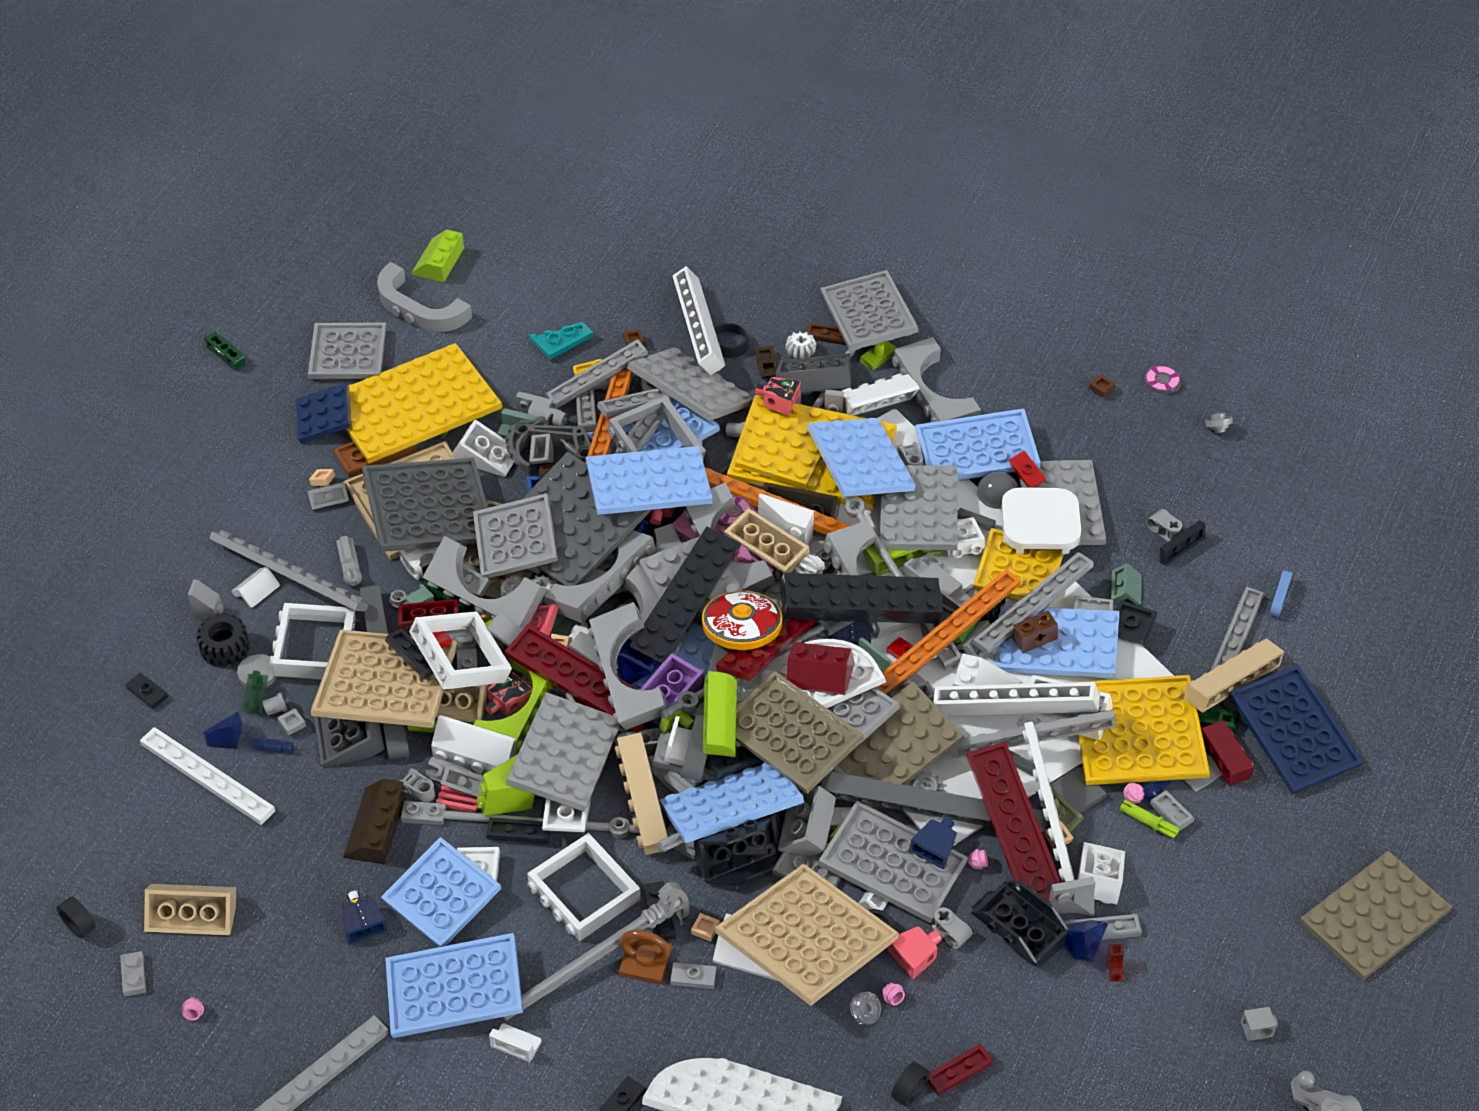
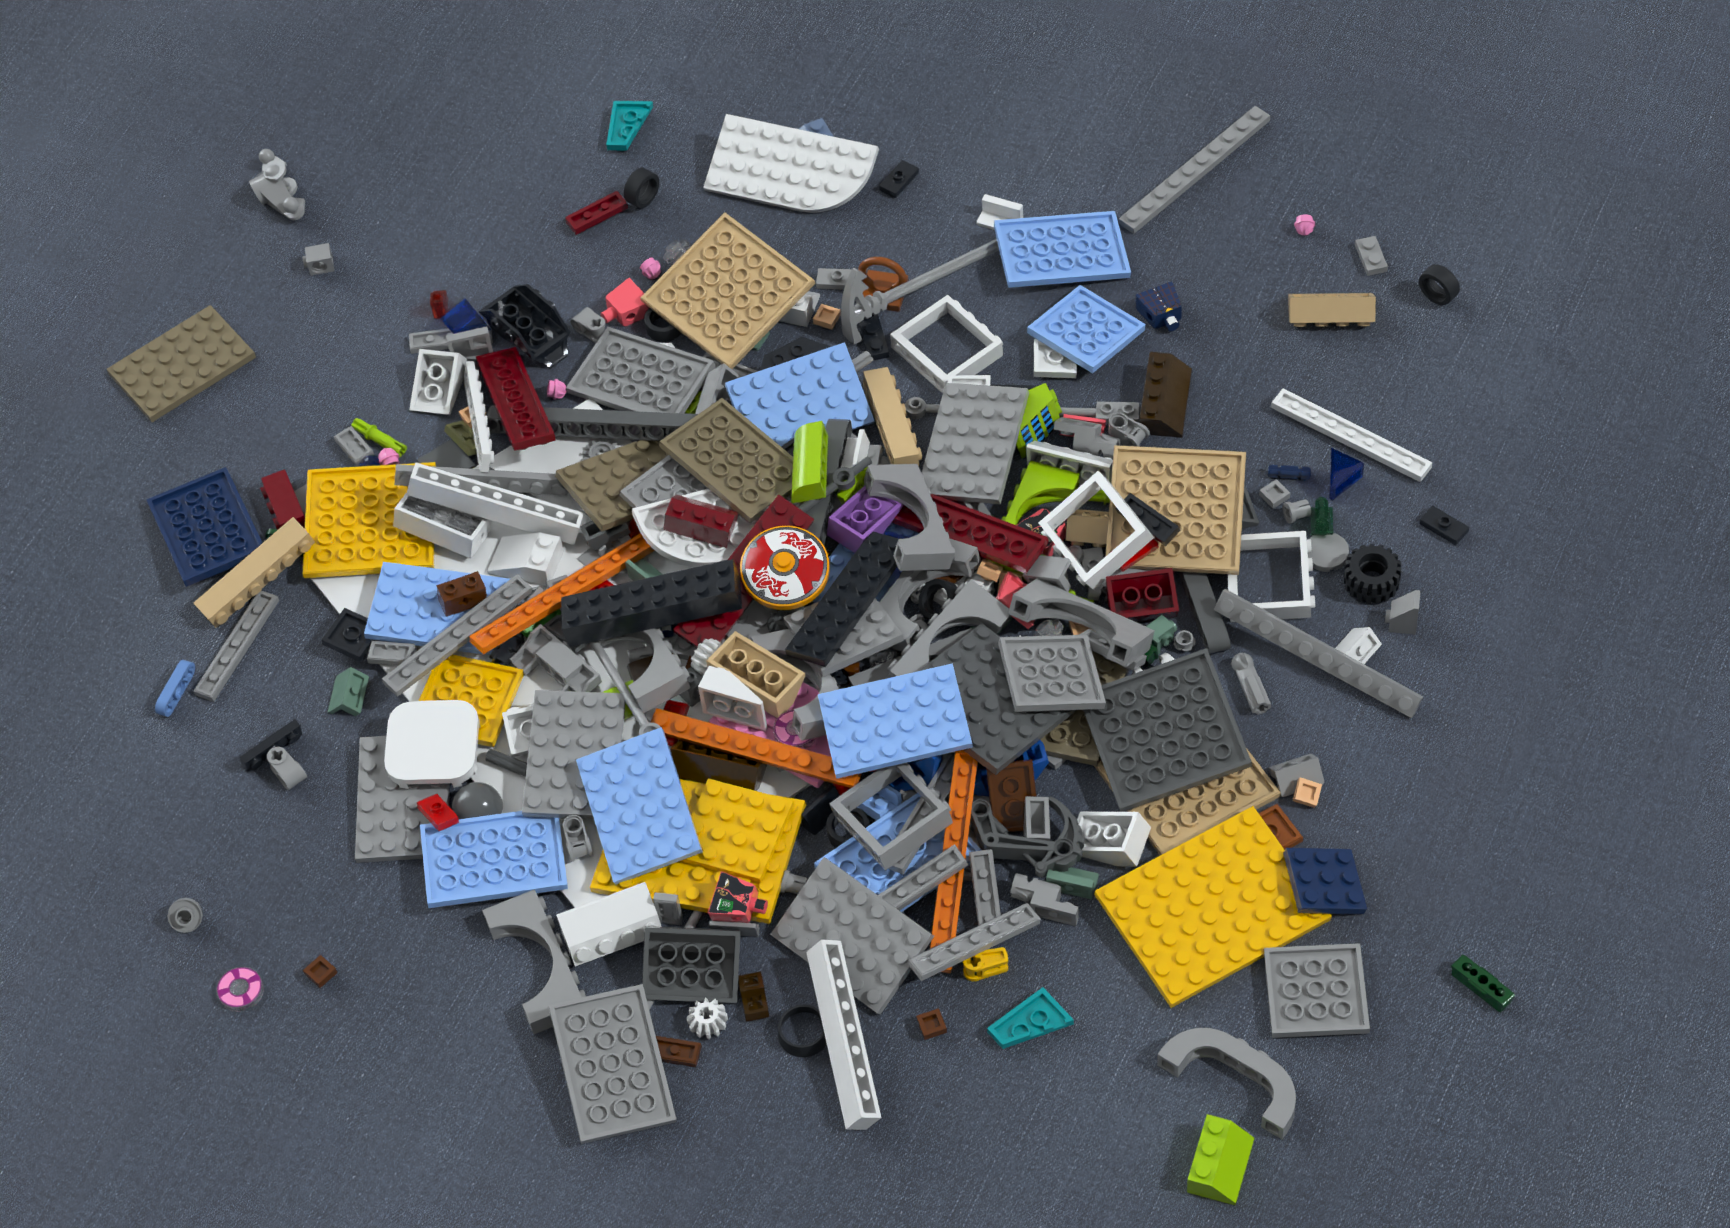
camera: 175 degrees left, 5 degrees up
(934, 842) = (597, 384): dark blue torso -> none

